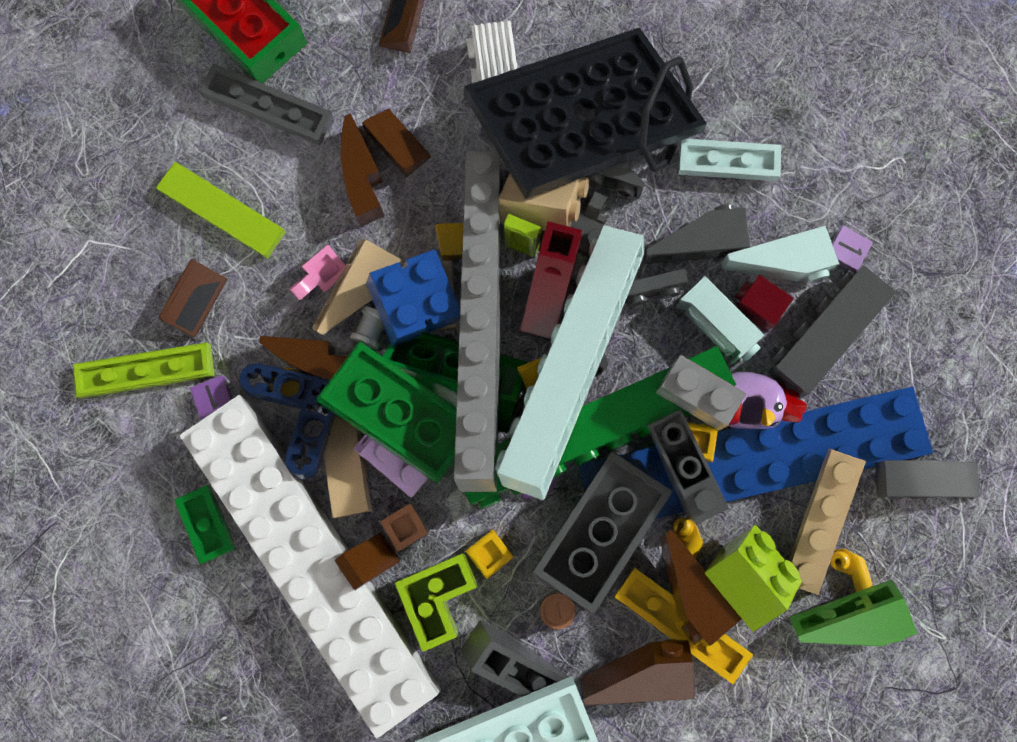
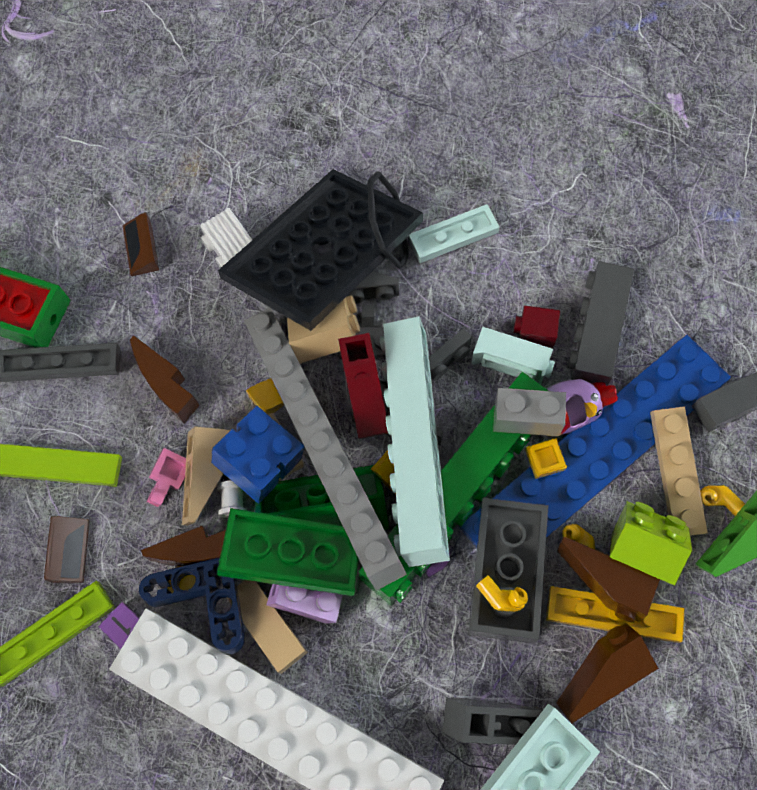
camera: 25 degrees left, 10 degrees down
(205, 524) = (166, 740): green plate -> none
(366, 561) = (324, 695): reddish brown tile -> none
(396, 142) = (181, 342): reddish brown slope -> none
(404, 527) = (342, 651): nougat plate -> none
(426, 597) = (390, 701): lime brick -> none
(489, 554) = (425, 638): yellow tile -> none
(522, 235) = (321, 364): lime tile -> none
(557, 611) = (506, 657): nougat piece -> none
(578, 559) = (500, 598): none -> yellow arm
(687, 468) = (550, 480): dark grey slope -> none
(707, 237) = (470, 296): dark grey slope -> none
(790, 258) = (538, 284): light aqua slope -> none
(850, 248) = (580, 257): lavender tile -> none

